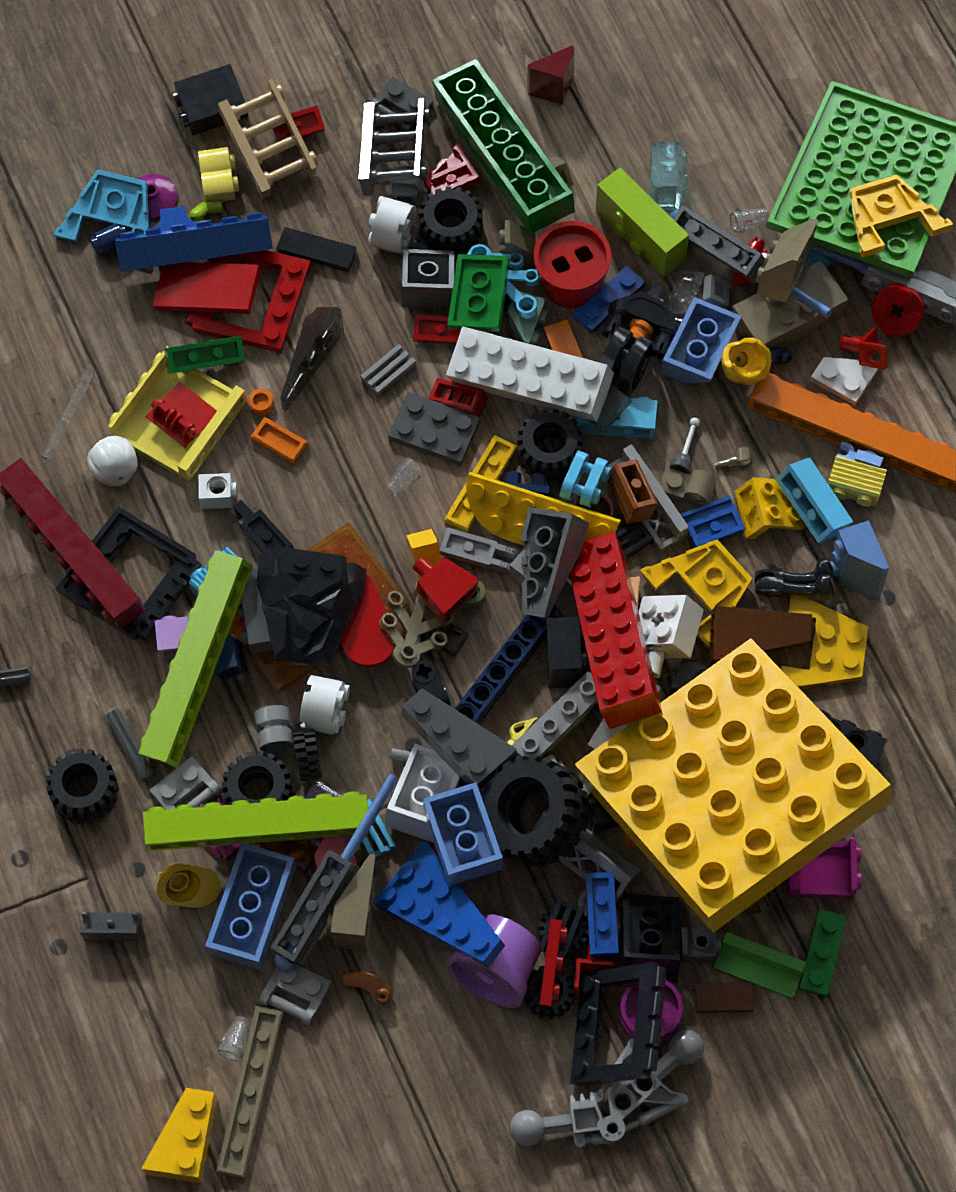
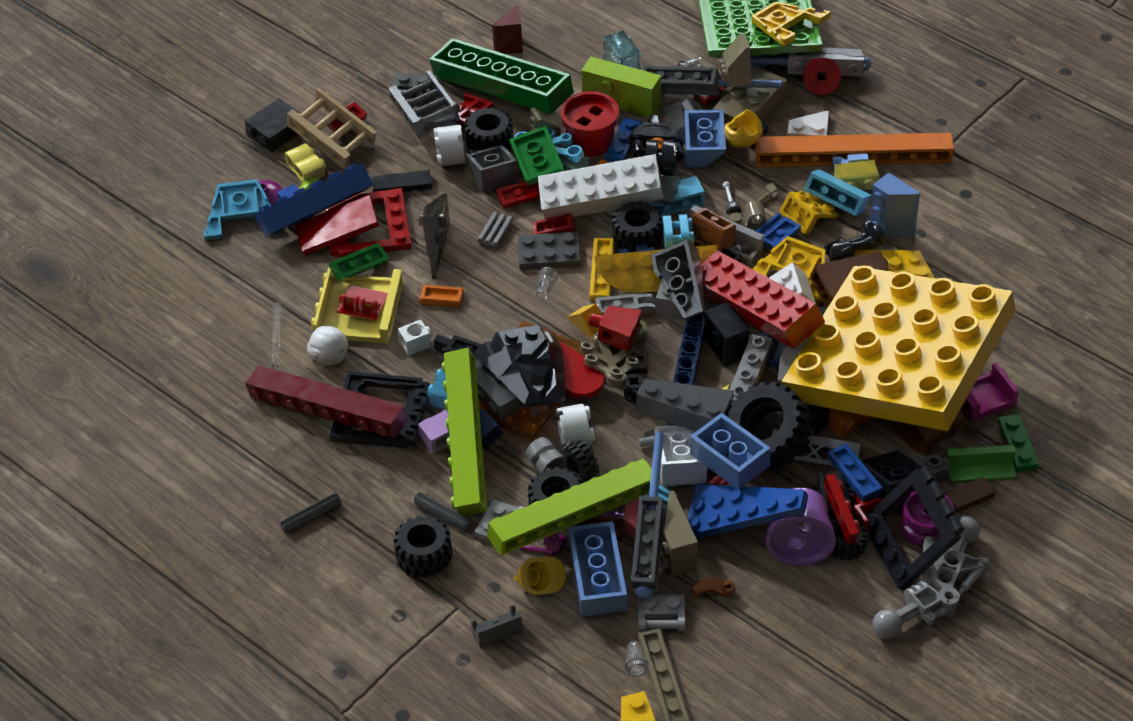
camera: 25 degrees left, 20 degrees down
(104, 240) = (246, 225): dark blue brick -> none
(261, 402) = (414, 279): orange tile -> none
(866, 348) = (813, 103): red bracket -> none

